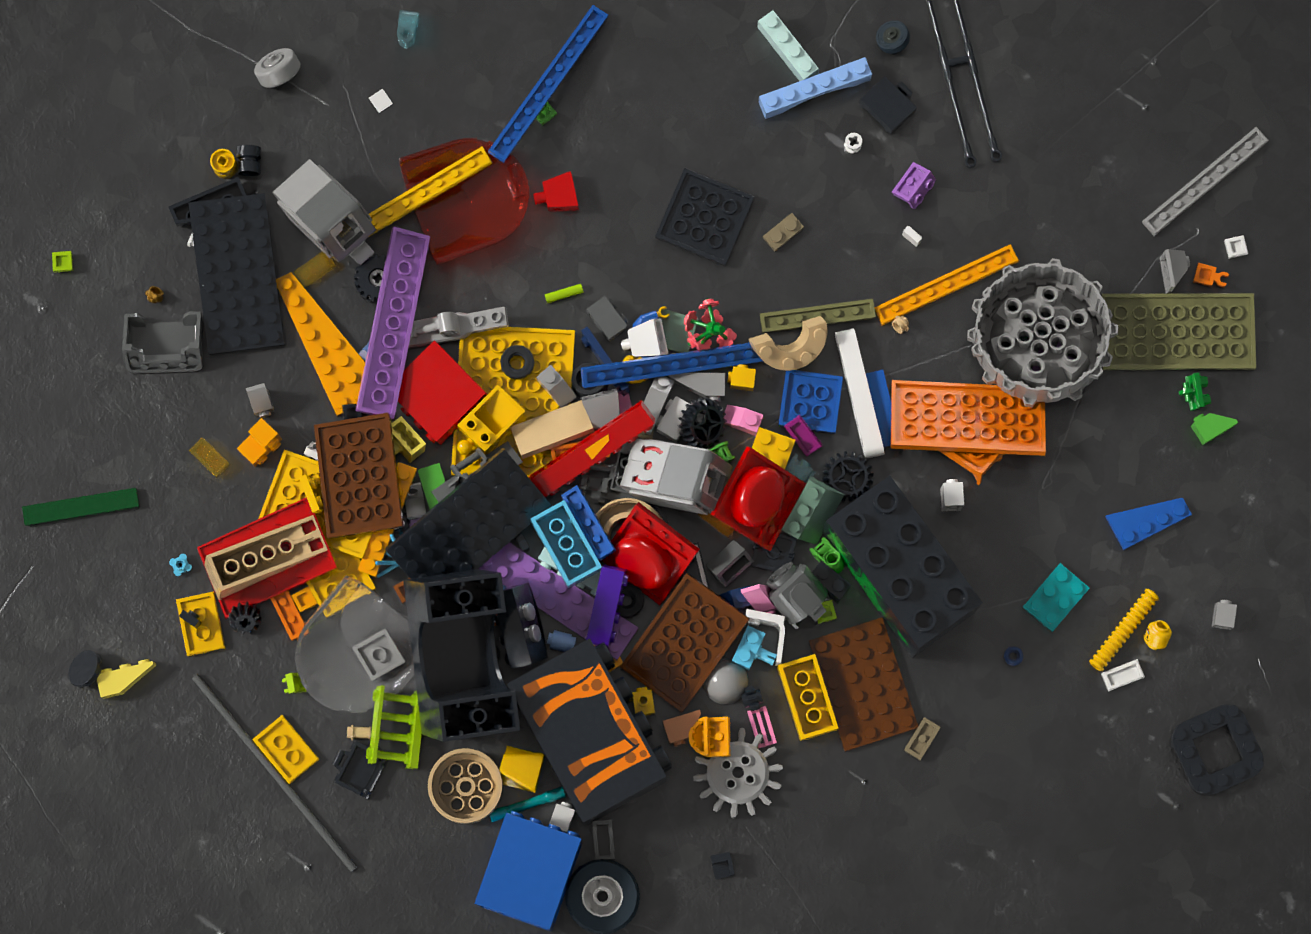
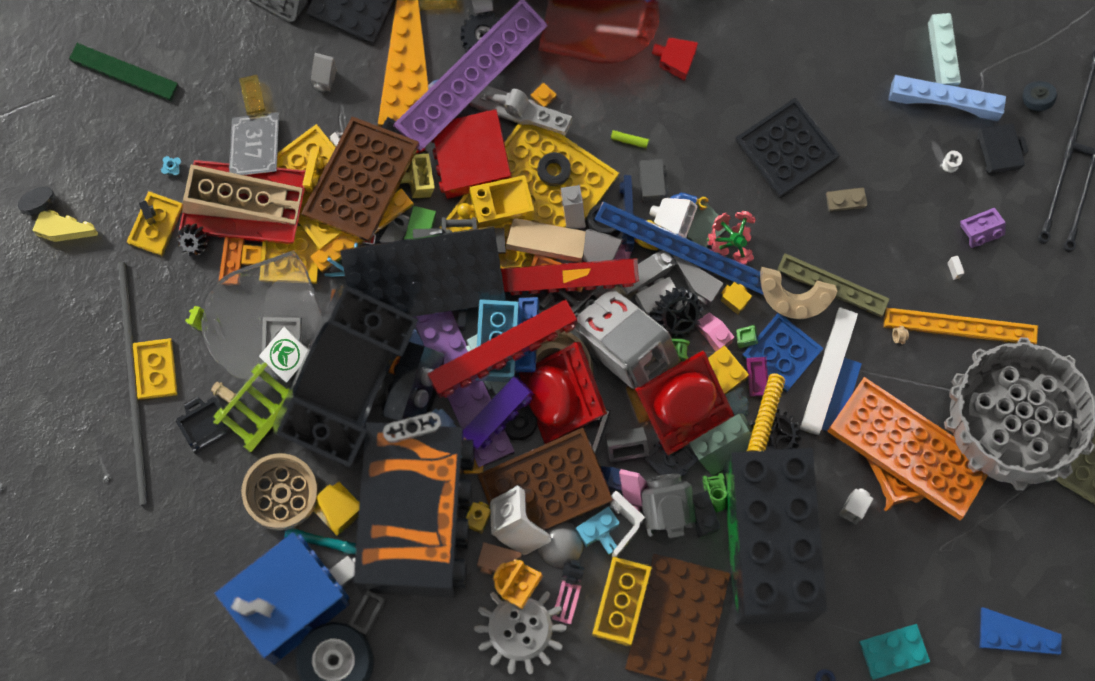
camera: 30 degrees right, 5 degrees down
(241, 501) = (254, 144): none -> sticker
(260, 443) = (300, 107): light orange brick -> none
(392, 667) = (284, 354): none -> slope
(464, 300) = (543, 95): none -> light orange plate
(510, 898) = (252, 607): none -> light grey piece
(535, 672) = (396, 425): none -> light grey beam
(578, 549) = (503, 348): none -> red brick
(676, 690) = (511, 523): none -> white piece
(772, 406) = (747, 336): none -> bright green tile
(830, 613) = (684, 541): lime plate -> none
(831, 466) = (766, 413): none -> yellow piece

